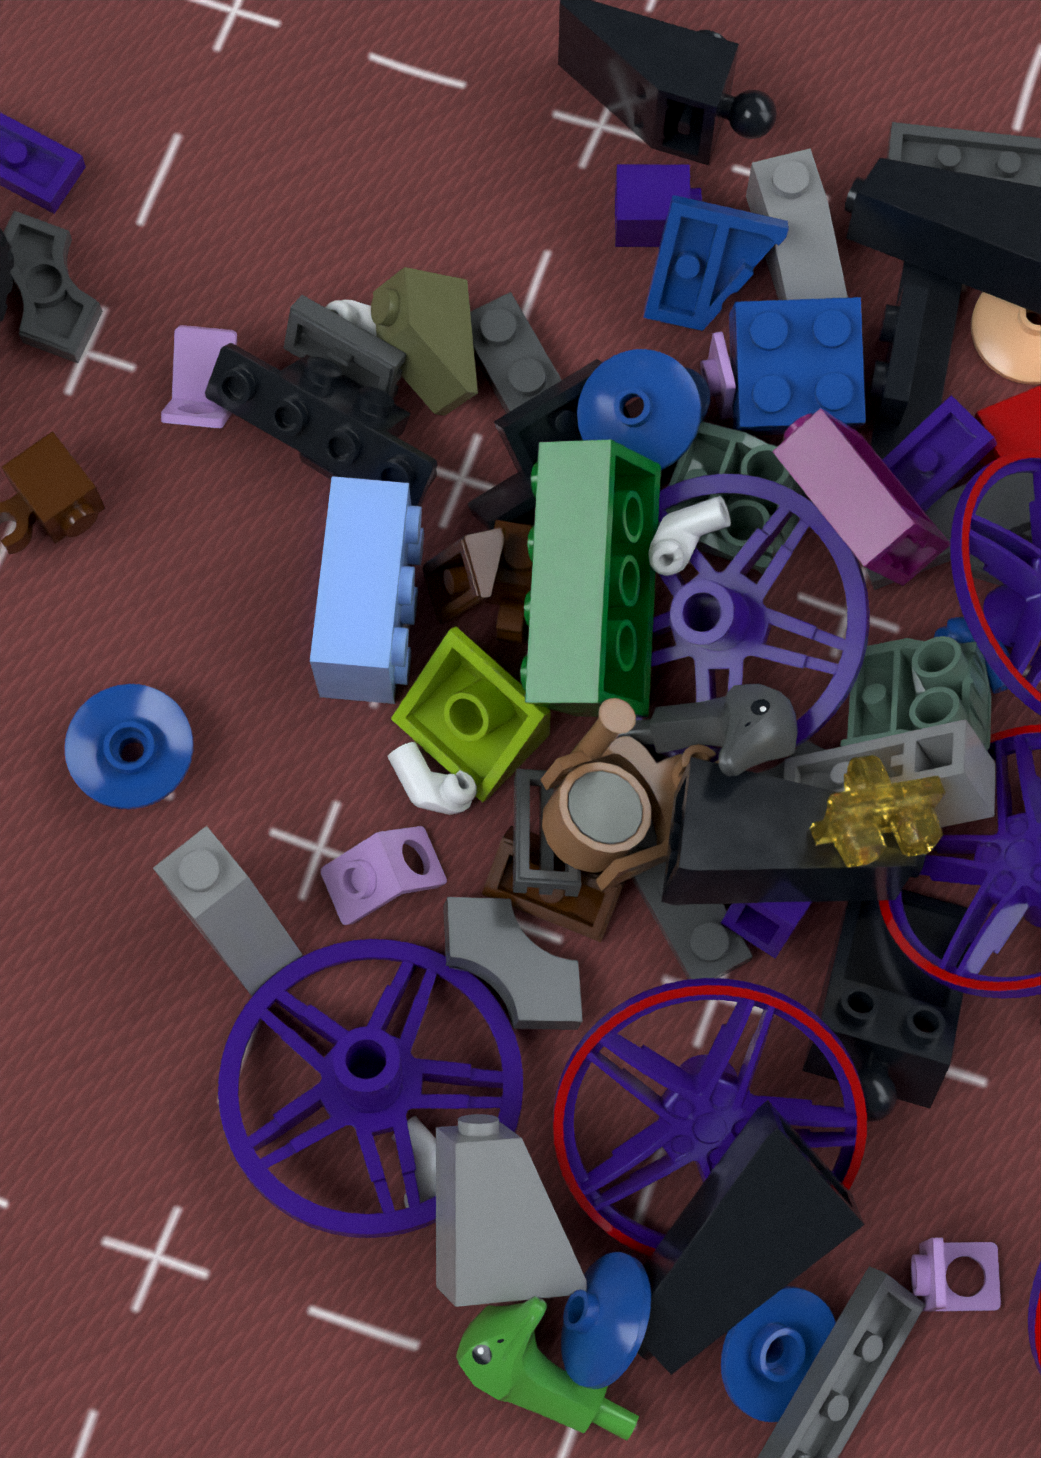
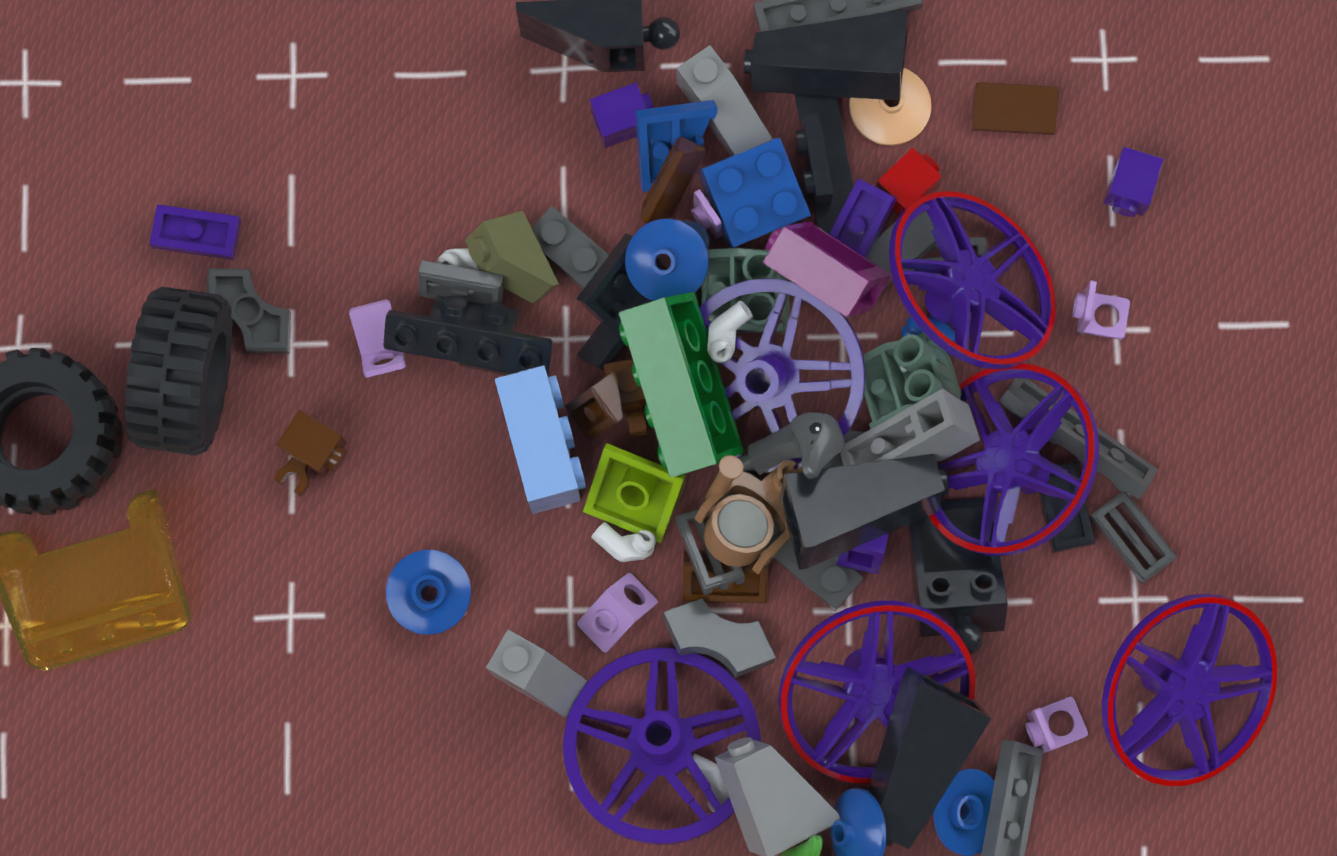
camera: 20 degrees left, 5 degrees up
(692, 309) = (672, 180): none -> reddish brown slope
(876, 807) = (907, 463): clear yellow hips -> none

